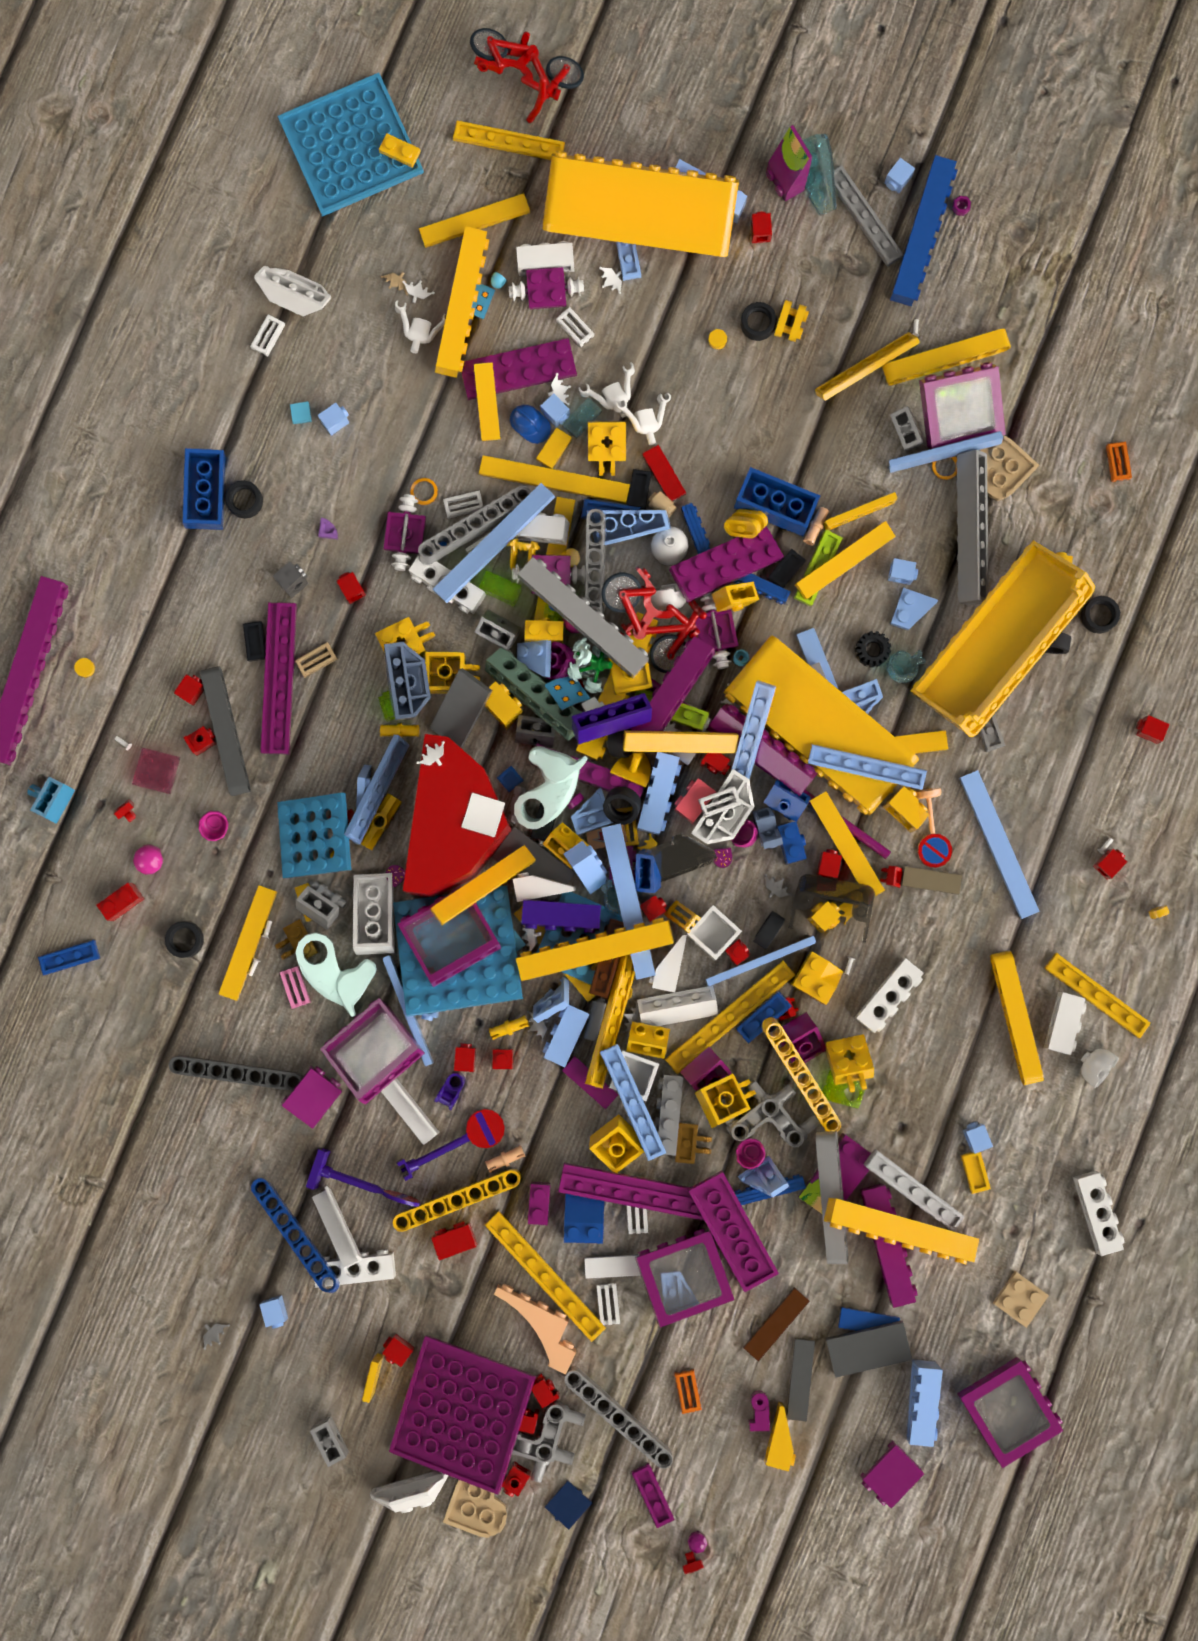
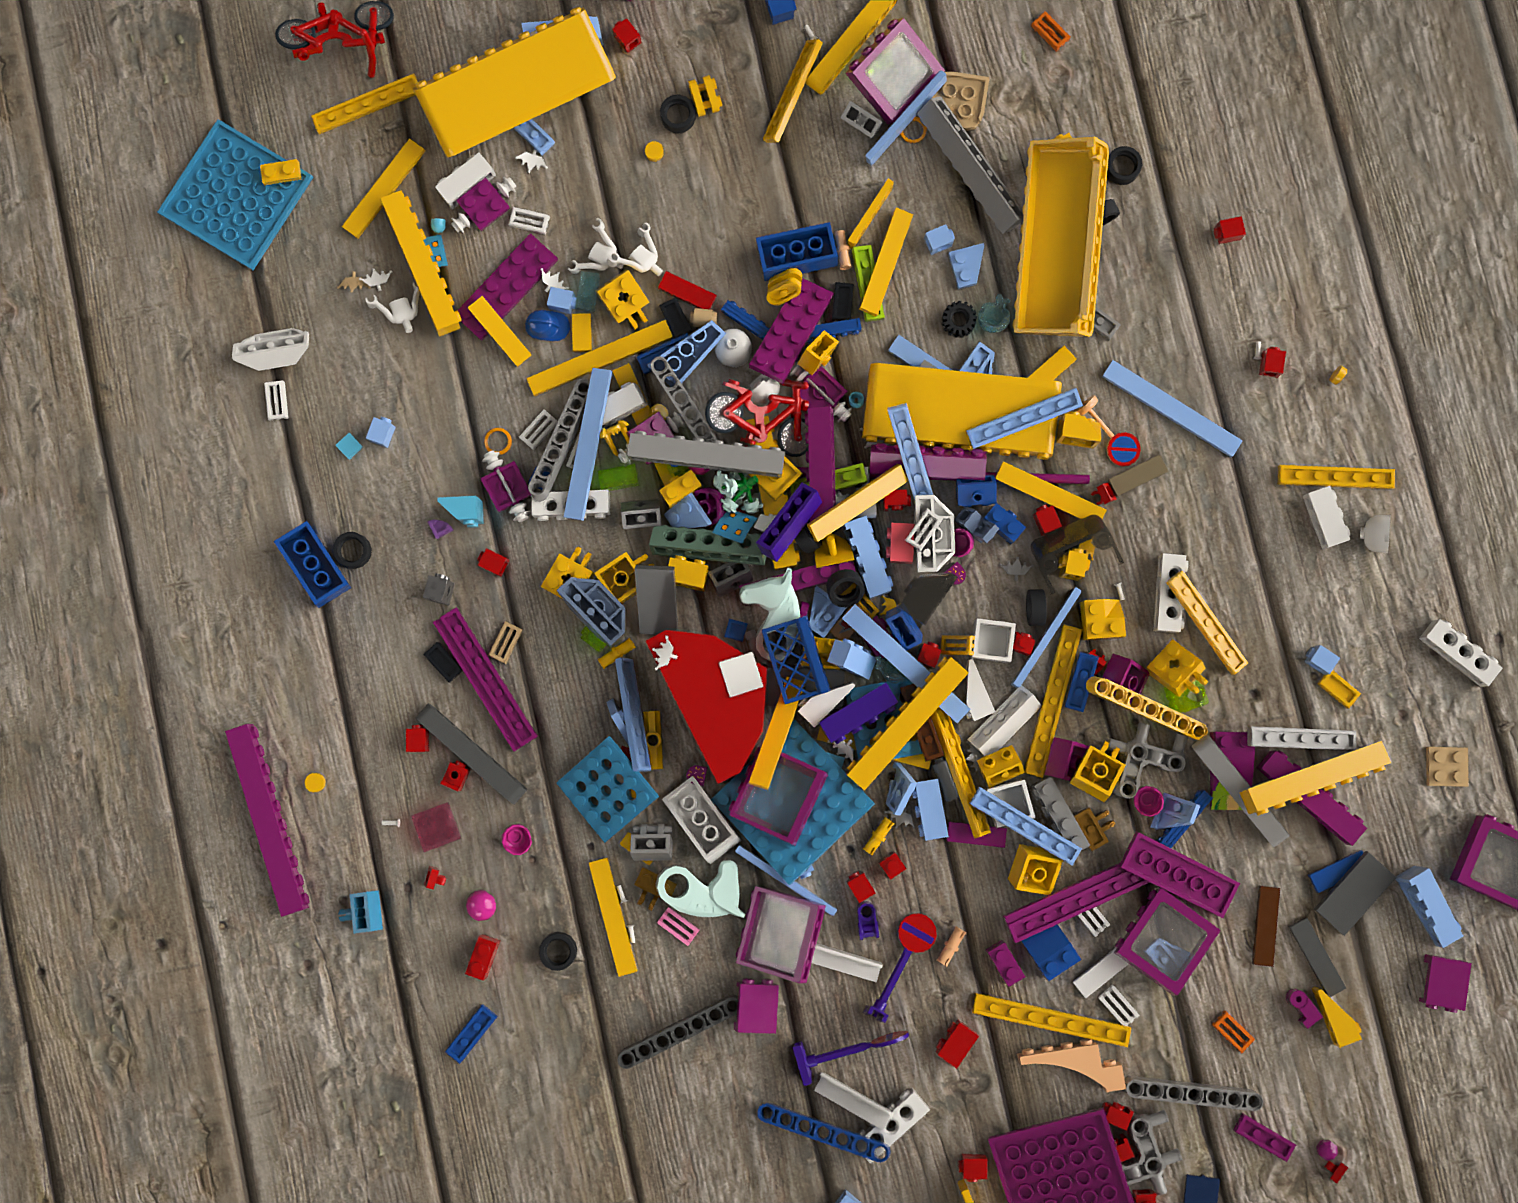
camera: 30 degrees left, 0 degrees up
(357, 528) = (465, 509): none -> medium azure slope
(449, 1206) = (934, 1018): yellow beam -> none
(555, 842) = (812, 654): none -> blue fence
(902, 1040) = (1207, 622): none -> yellow tile
(1016, 1017) = (1285, 539): yellow beam -> none

